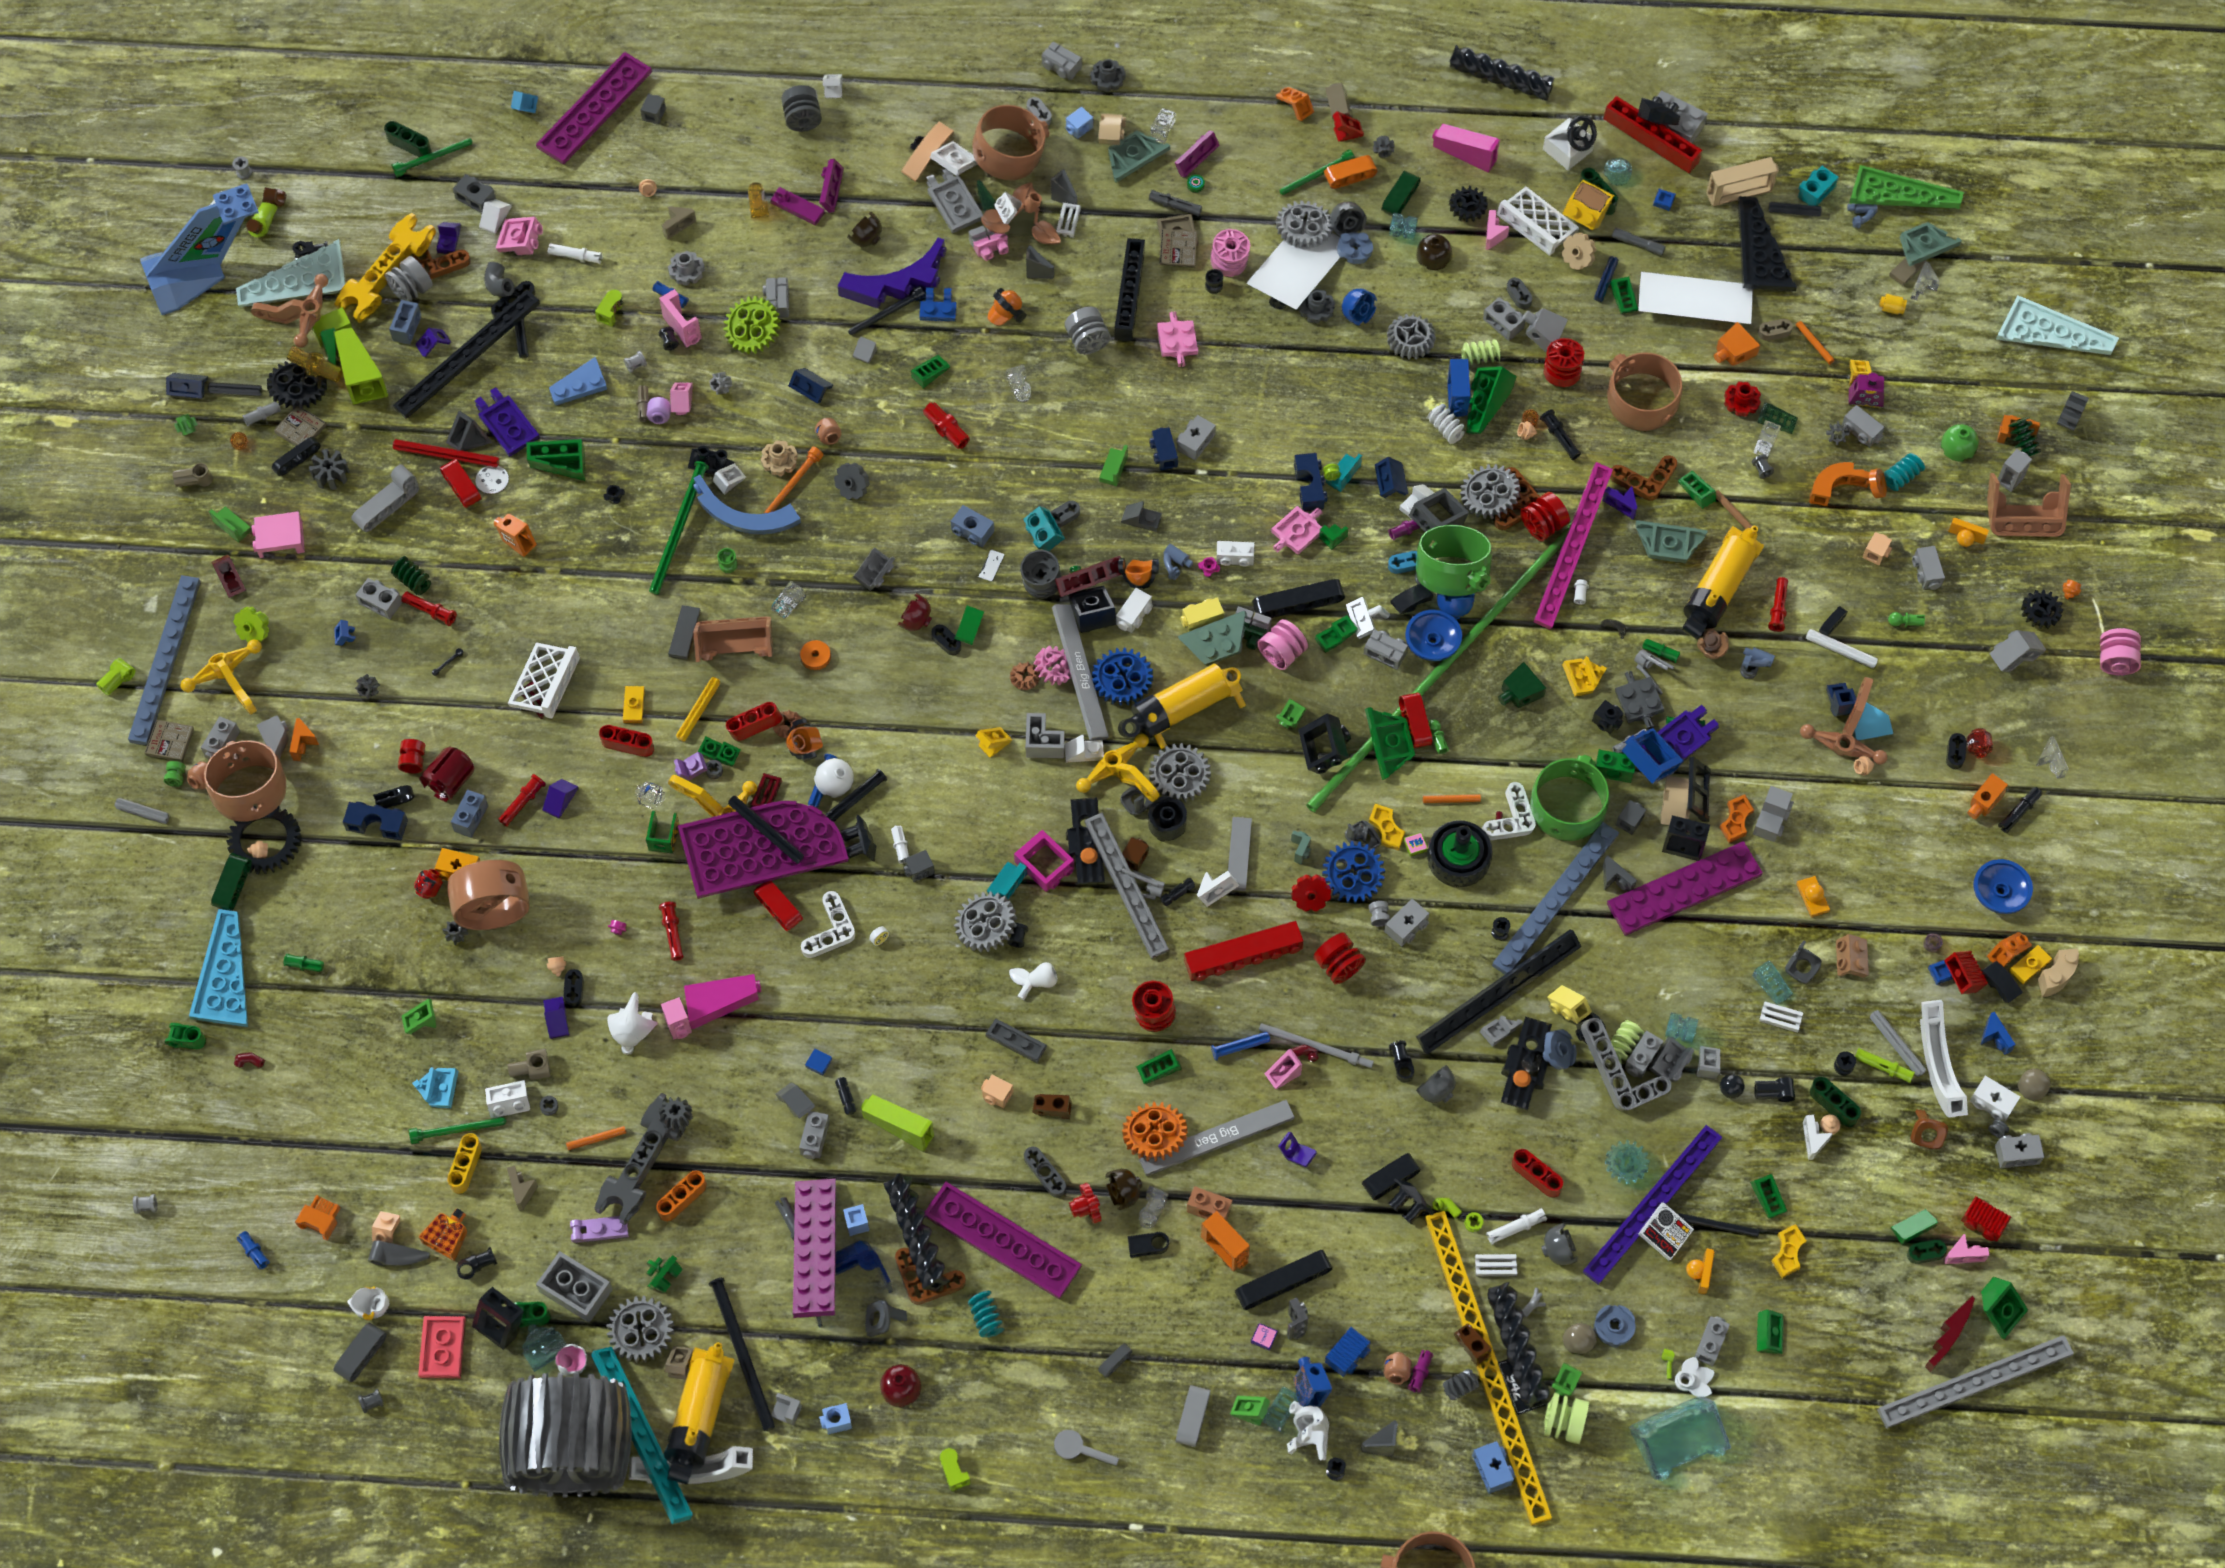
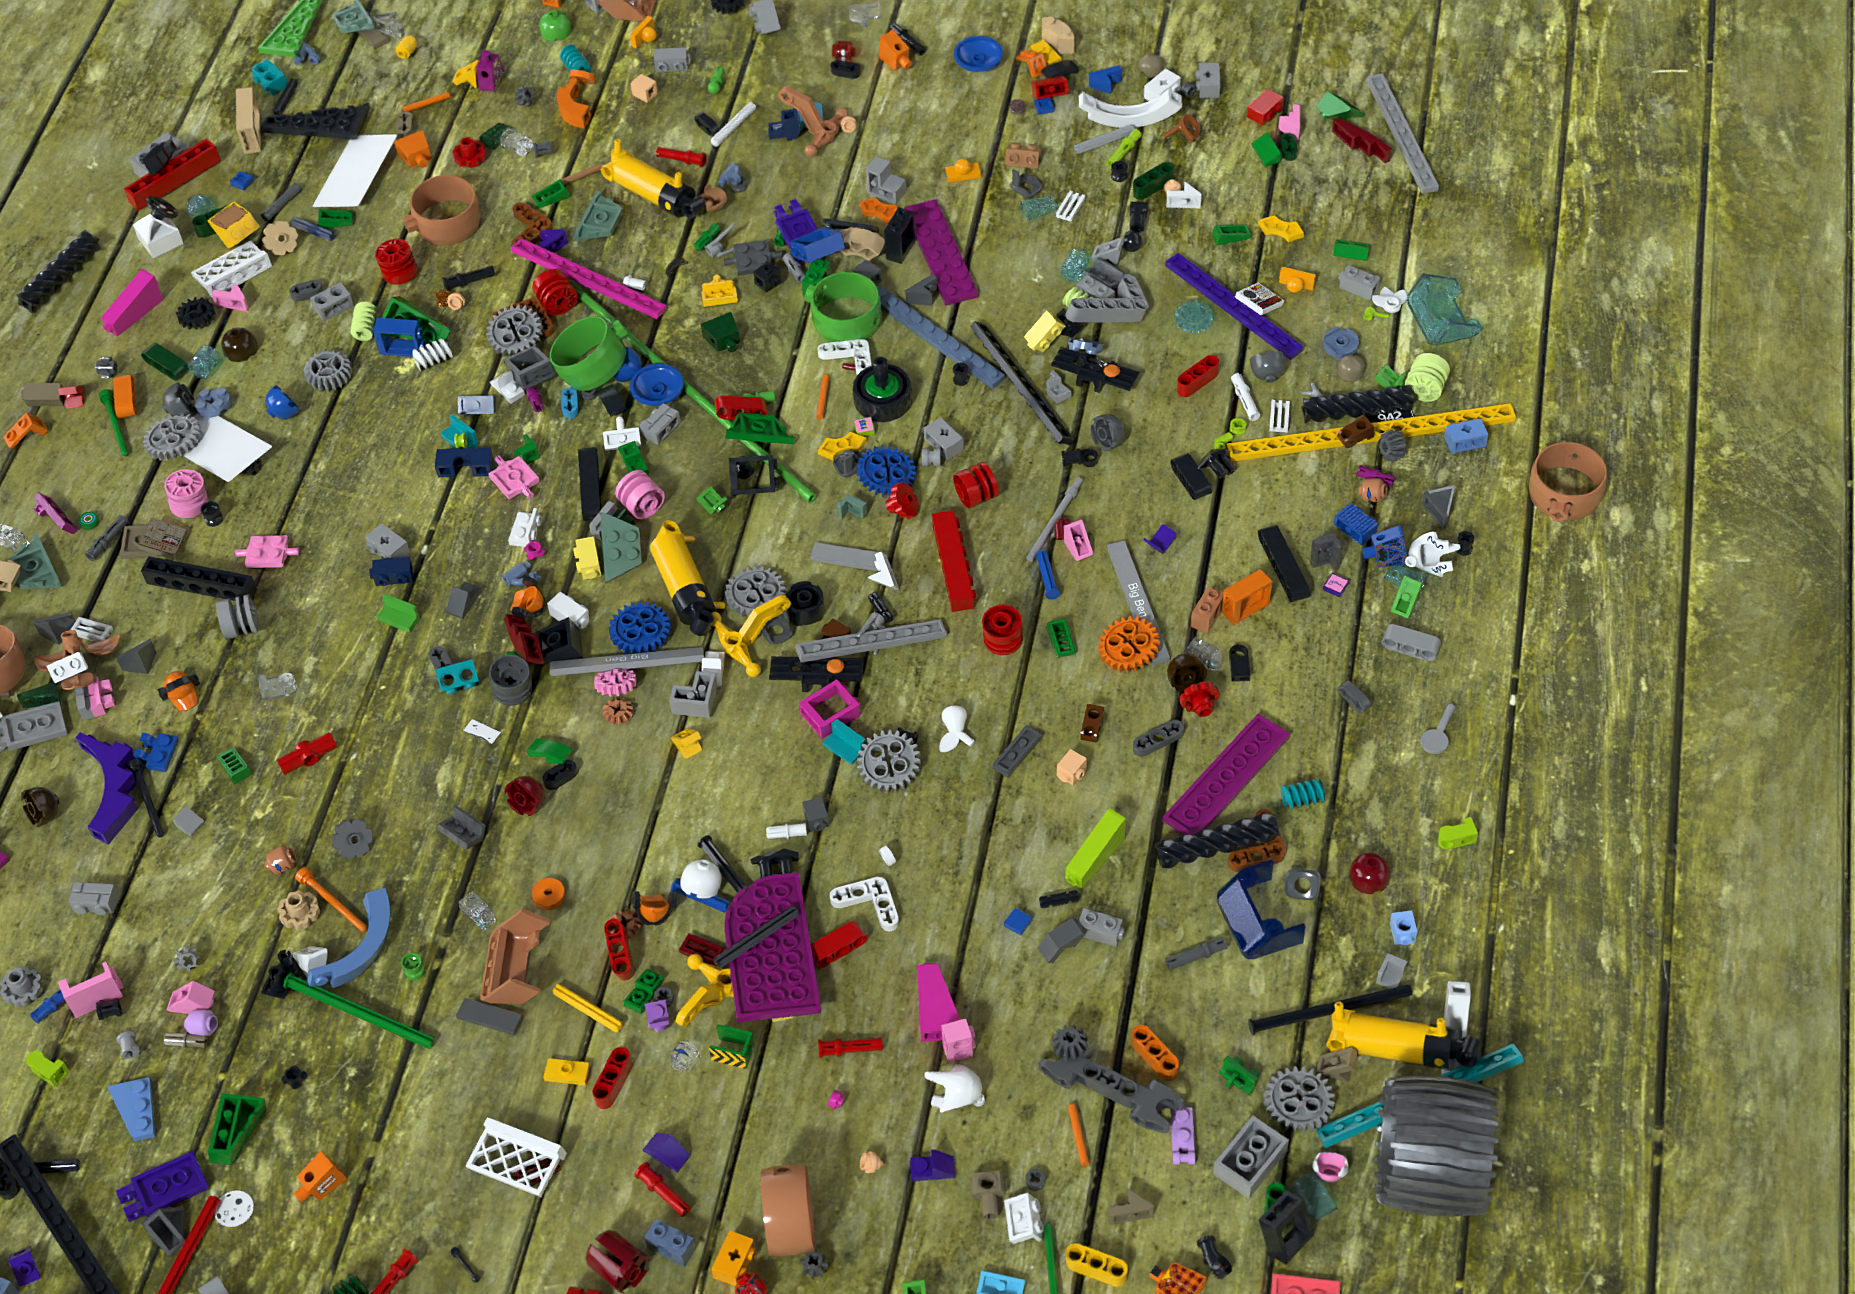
camera: 80 degrees left, 10 degrees down
(460, 483) = (232, 1238): red beam -> none
(569, 987) = (900, 1148): black beam -> none
(752, 325) = (114, 938): lime gear -> none
(809, 384) = (215, 875): dark blue panel -> none
(814, 1248) = (1230, 924): magenta plate -> none
(856, 1220) = (1198, 893): light blue brick -> none
(966, 518) = (434, 739): sand blue brick -> none
(1317, 307) = (271, 434): dark grey plant -> none
(1544, 327) = (355, 271): light grey torso -> none
(1720, 1225) = (1255, 265): black bar -> none
(1863, 426) = (526, 76): light grey brick -> none

